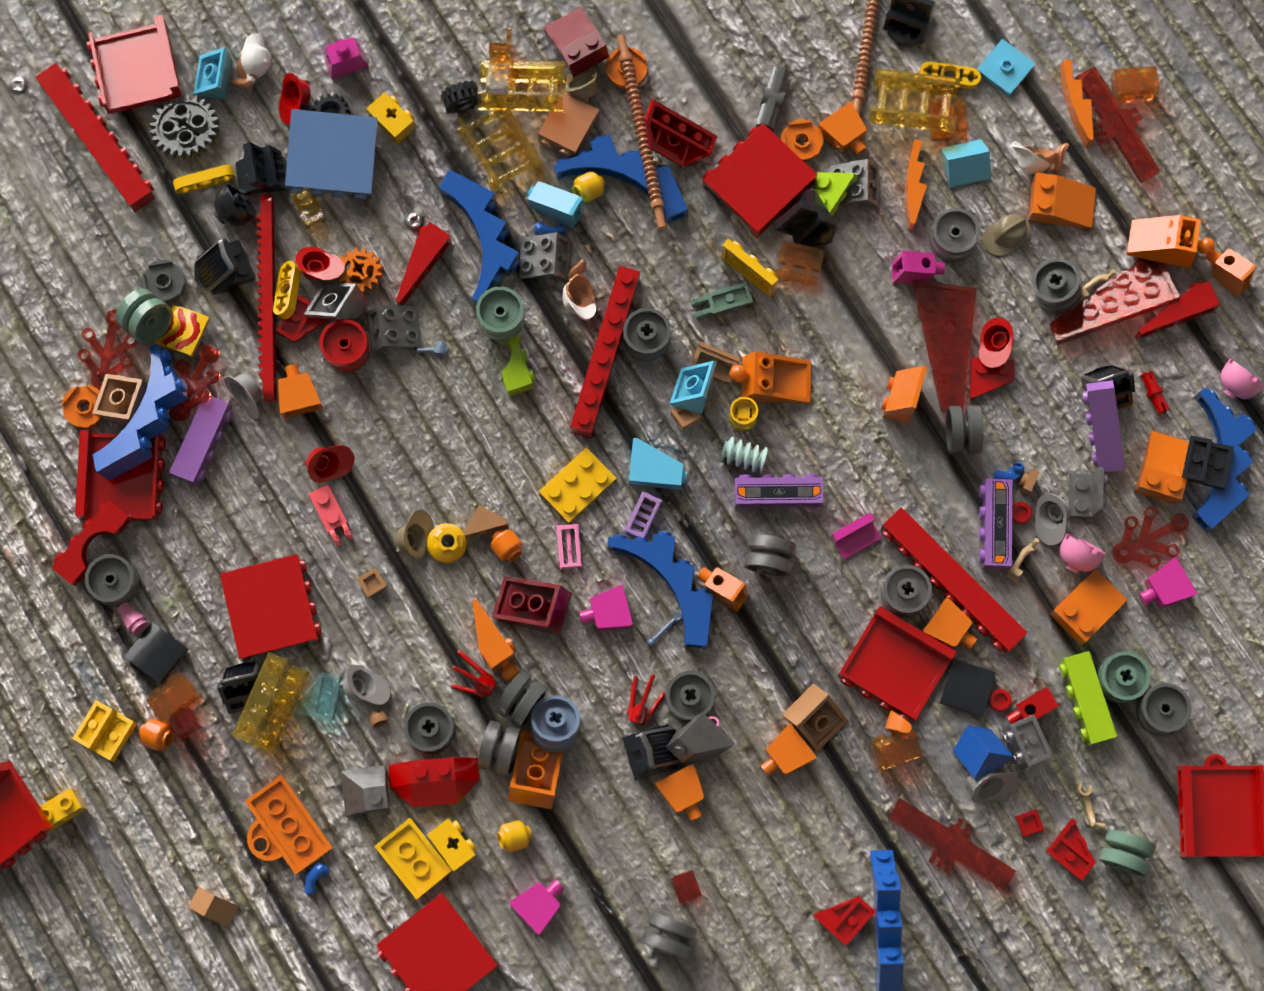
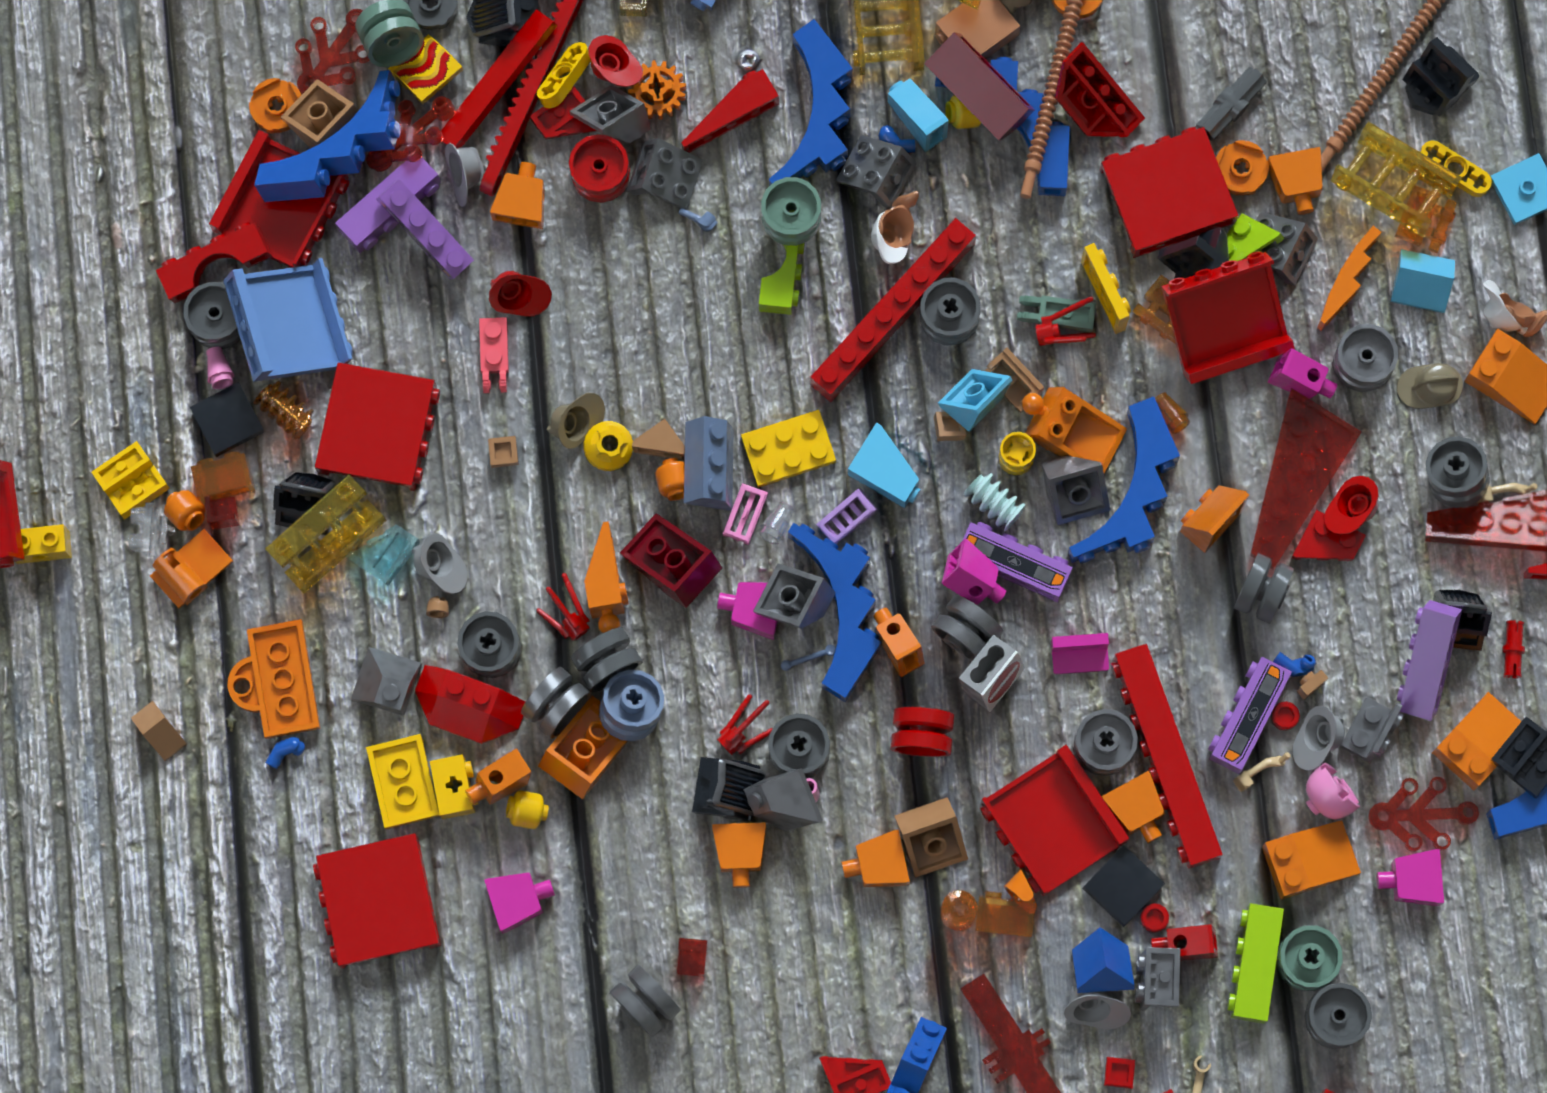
camera: 30 degrees right, 0 degrees up
(131, 752) = (149, 518): none -> clear hips
(168, 560) = (288, 321): none -> medium blue panel
(181, 776) = (188, 571): none -> orange piece
(196, 626) = (284, 409): none -> clear orange piece
(238, 447) = (425, 229): none -> medium lavender brick
(240, 314) = (498, 79): none -> red tile
(489, 816) = (508, 771): none -> orange torso
(526, 522) = (709, 463): none -> sand blue slope
(591, 164) = (979, 86): none -> dark red brick
(595, 543) = (777, 523): none -> clear cone
(636, 590) = (794, 597): none -> flat silver slope
(724, 317) = (1050, 333): none -> red plant
(755, 515) = (972, 574): none -> dark pink torso
(773, 644) = (922, 732): none -> red wheel
(795, 419) = (1075, 488): none -> flat silver slope
(802, 579) = (991, 673): none -> light grey piece
(837, 336) = (1174, 415): none -> clear orange cone
(838, 368) = (1129, 524): none -> blue arch
(845, 250) = (1226, 317): none -> red panel
(859, 753) = (965, 902): none -> clear orange piece

